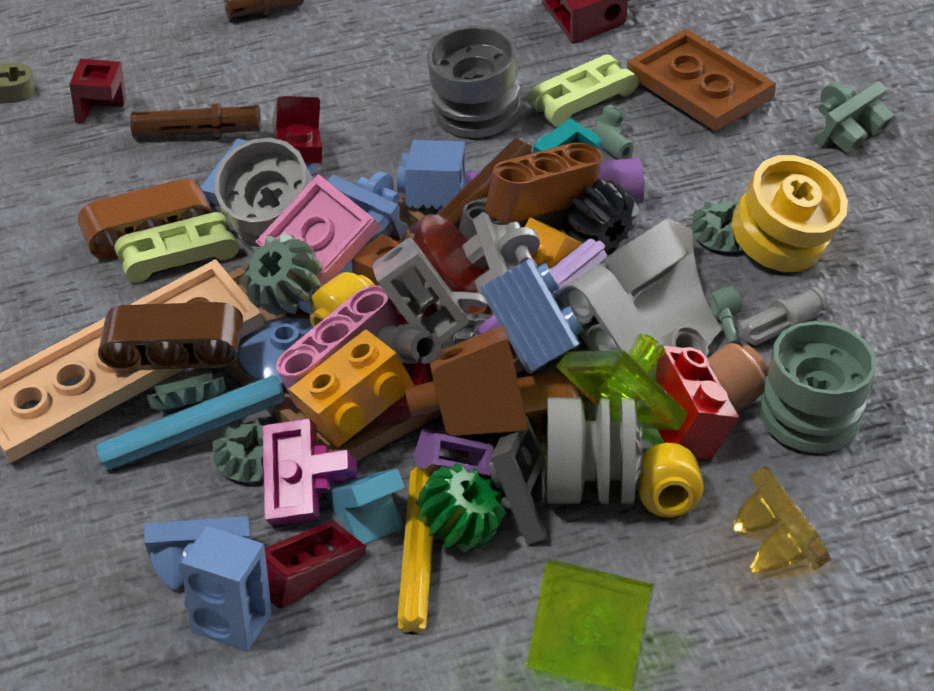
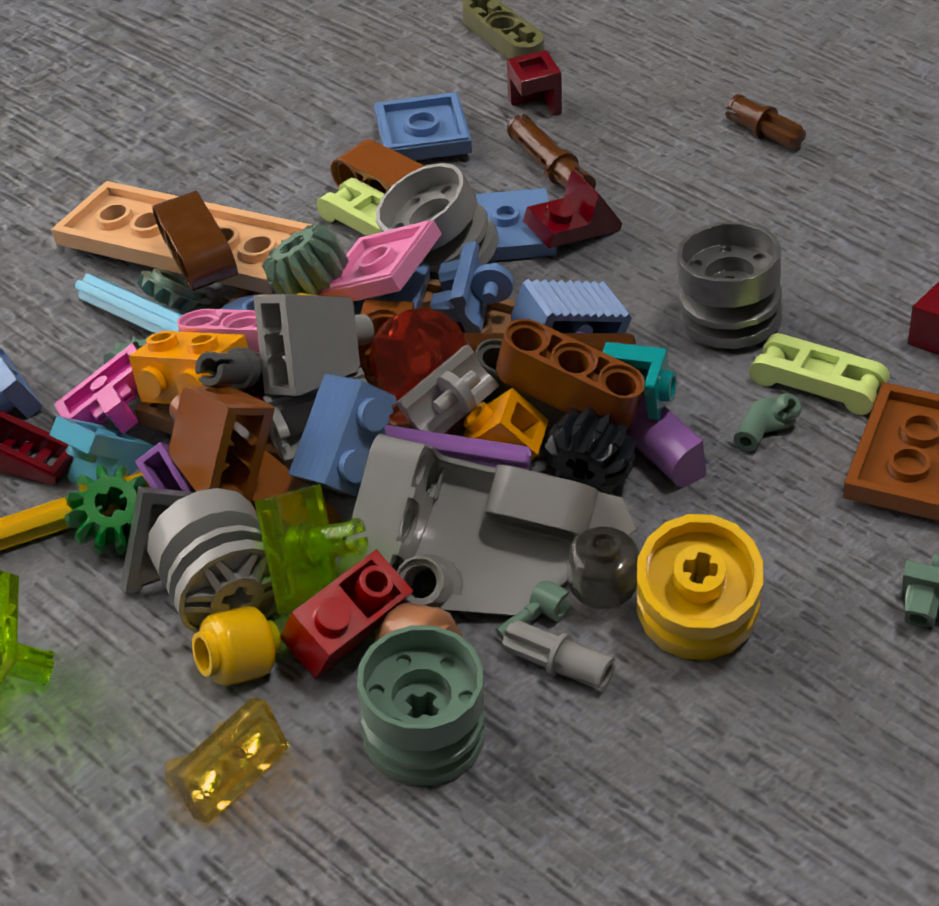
camera: 65 degrees right, 0 degrees up
(76, 175) = (424, 126): none -> medium blue plate
(725, 256) = (602, 567): none -> clear smoke head

